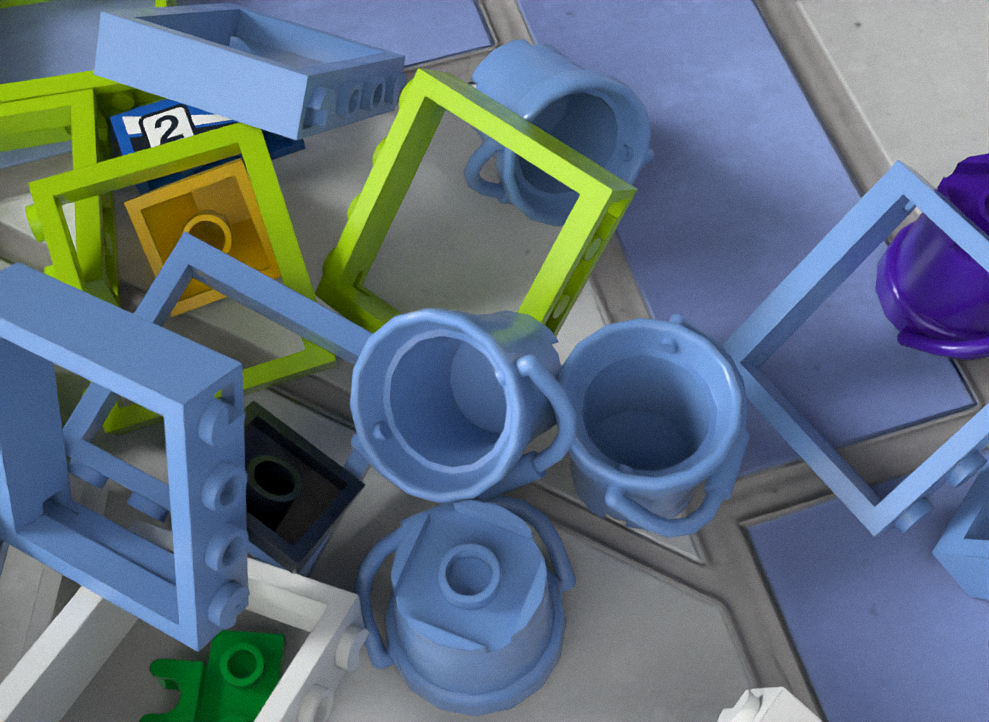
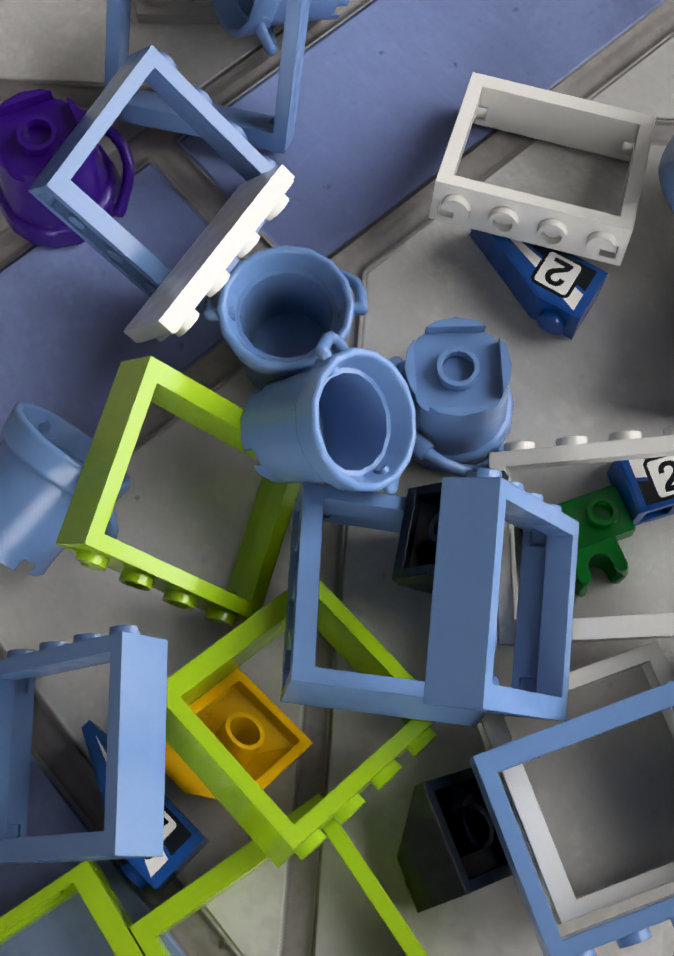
camera: 115 degrees left, 10 degrees up
(772, 368) = (204, 264): none -> white tile

